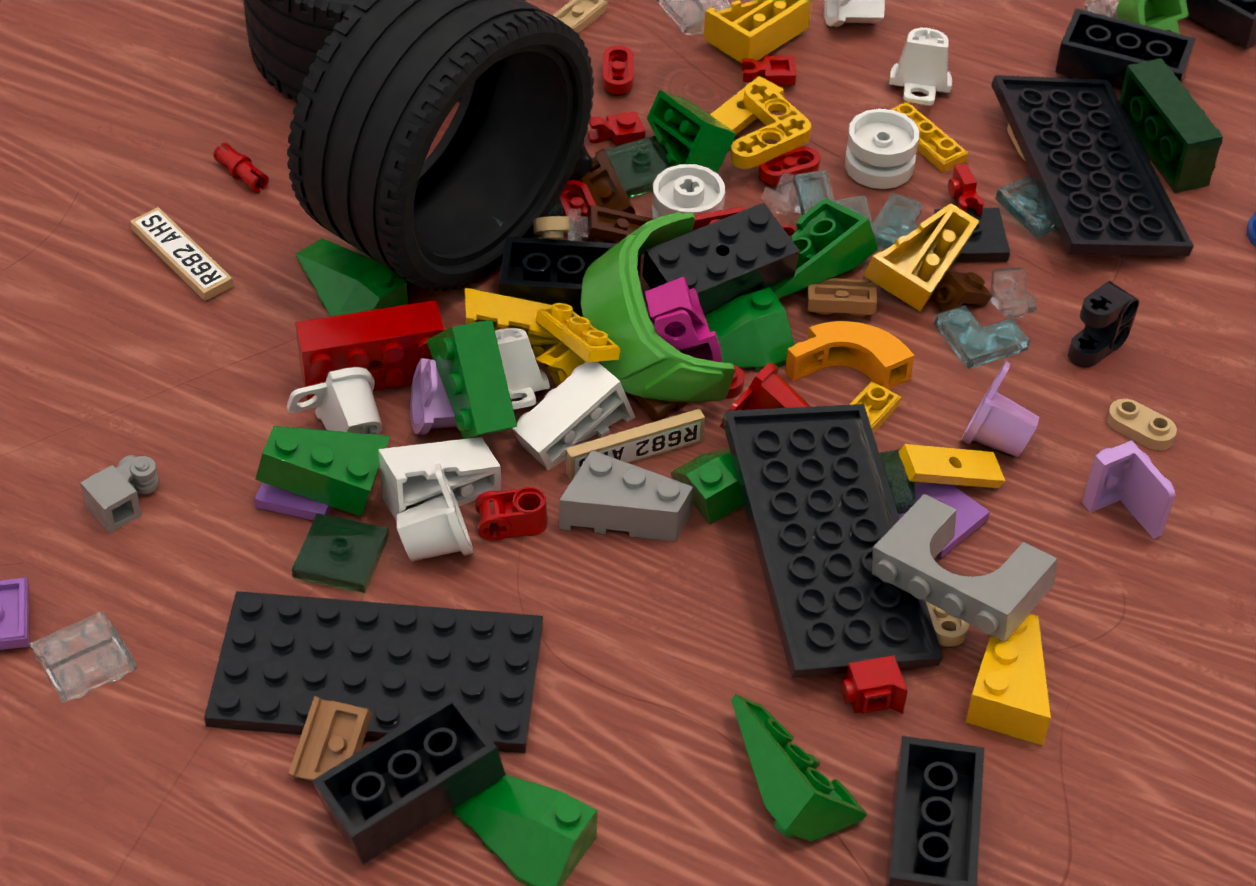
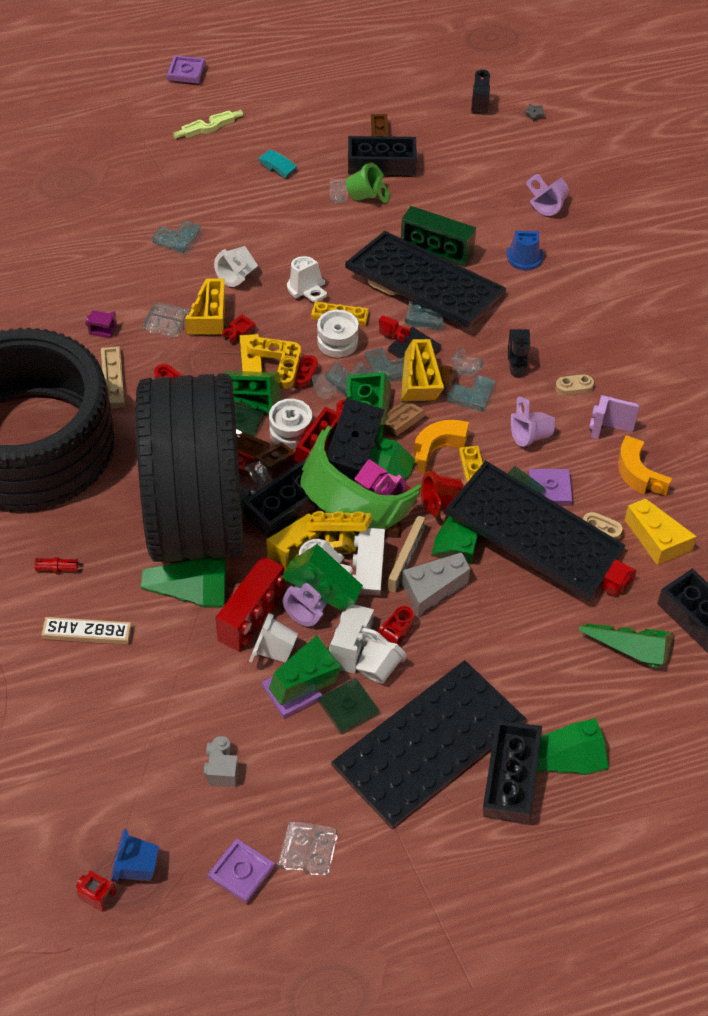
camera: 45 degrees left, 5 degrees up
(329, 737) = (458, 787): medium nougat plate -> none
(551, 227) = (255, 480): tan plate -> none
(951, 466) = (538, 461): yellow tile -> none
(989, 602) = (584, 515): light grey arch -> none
(1094, 561) = (635, 473): none -> light orange arch
(1105, 46) = (376, 212): black brick -> none

